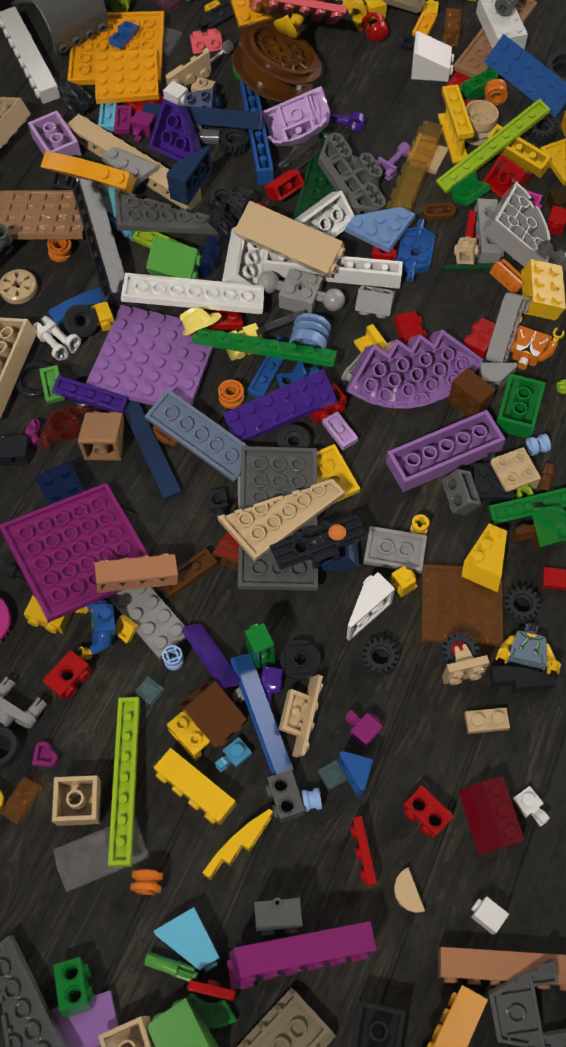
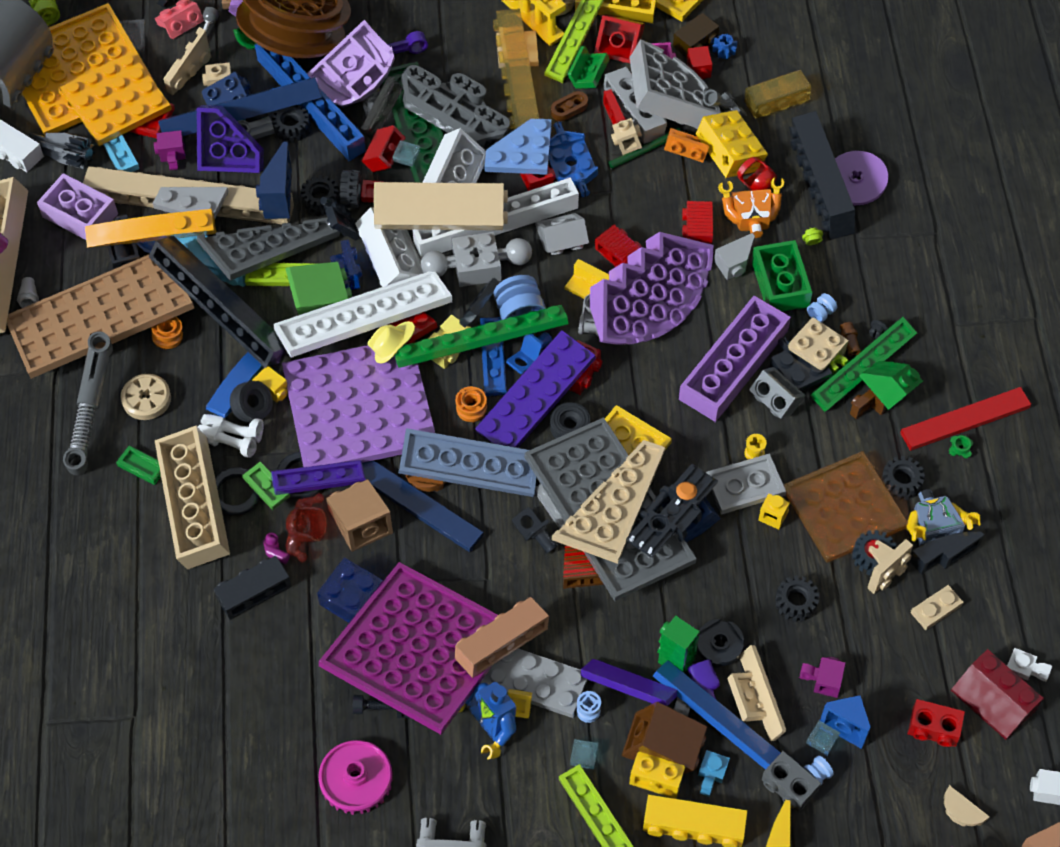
camera: 30 degrees left, 5 degrees down
(36, 617) = (418, 737): yellow brick -> none
(69, 664) = (488, 768): red brick -> none
(122, 120) = (142, 151): magenta plate -> none
(125, 34) = (80, 50): blue slope -> none
(175, 92) = (187, 96): white brick -> none
(191, 571) = (552, 603): reddish brown plate -> none
(297, 194) = (406, 153): none -> clear light blue plate
(340, 430) = (611, 388): lavender plate -> none
(362, 852) = (899, 793): red plate -> none
(373, 600) = (756, 540): white slope -> none
(391, 170) = (488, 53): medium lavender bar -> none
(470, 393) = (726, 287): reddish brown brick -> none
(486, 558) = (847, 447): yellow wedge -> none
(506, 327) = (721, 199): light grey beam -> none
(548, 326) = (760, 179): none -> red helmet

